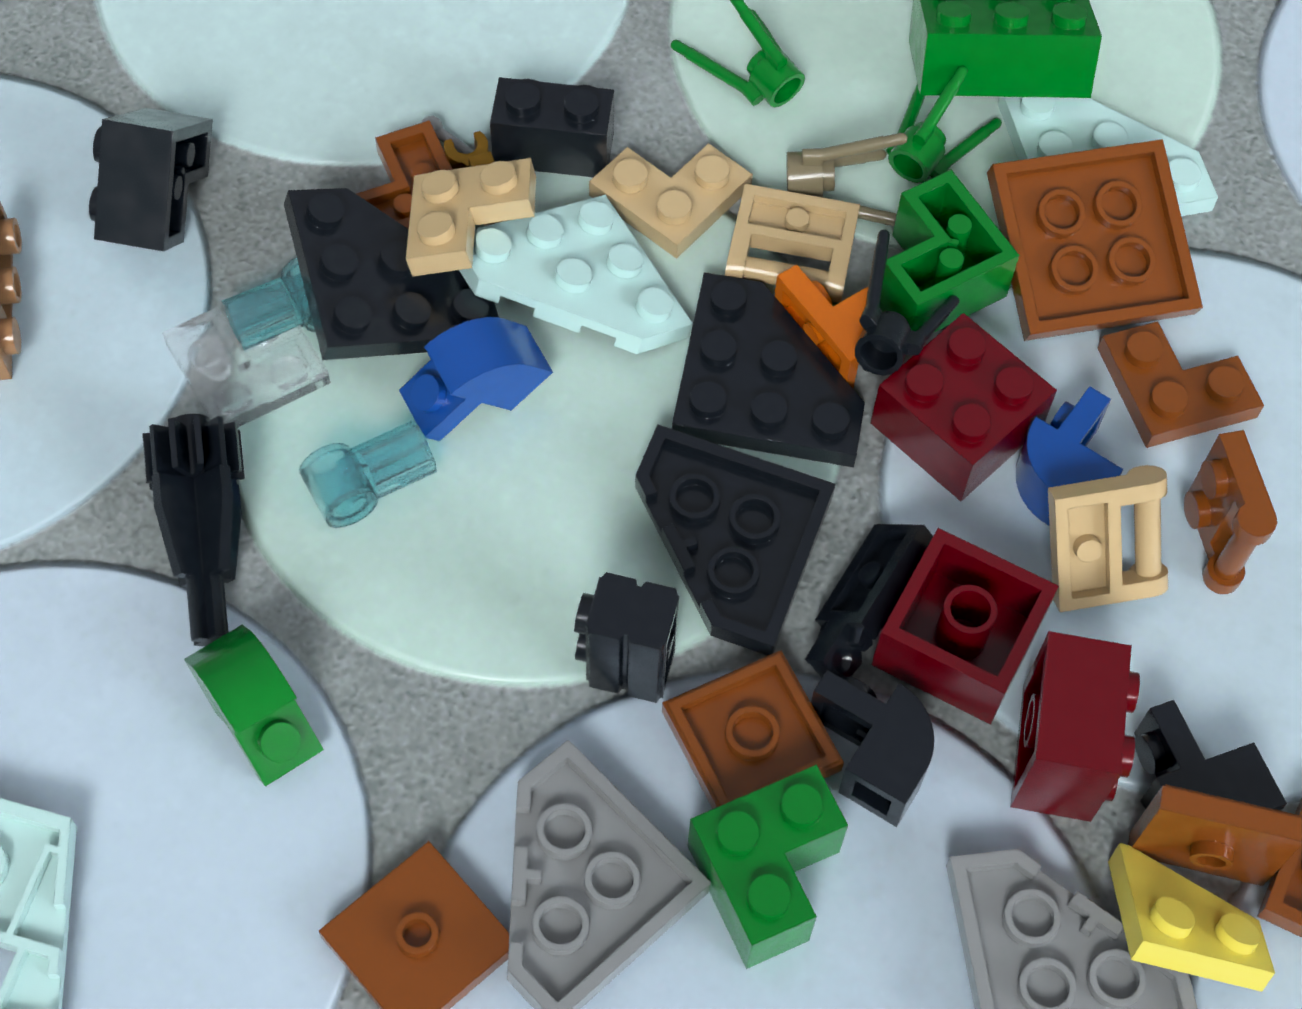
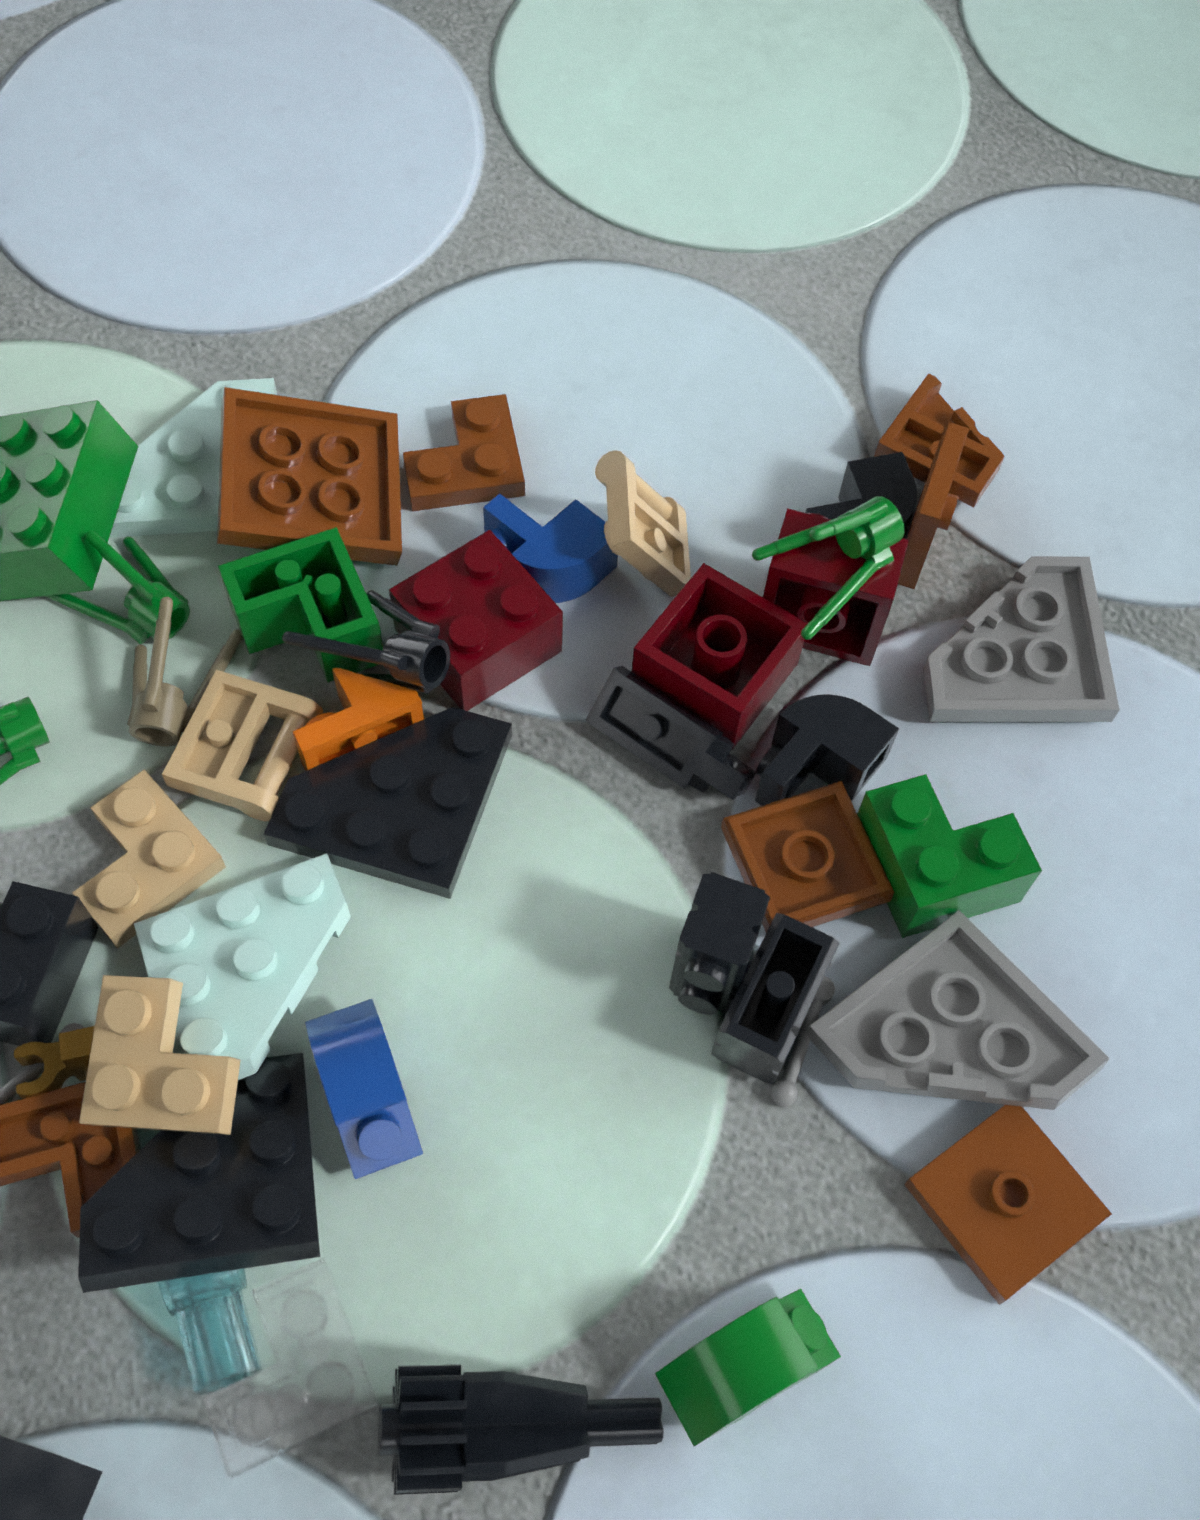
camera: 85 degrees left, 0 degrees up
(352, 479) = (471, 1234): clear light blue piece -> none
(586, 698) = (774, 998): none -> black brick
(616, 763) = (784, 1091): none -> light grey hinge
(733, 531) = (581, 847): black plate -> none
(1105, 709) = (860, 533): none -> green plant
(1186, 926) = (989, 554): light yellow wing -> none
(1229, 510) = (611, 421): dark orange plate -> none

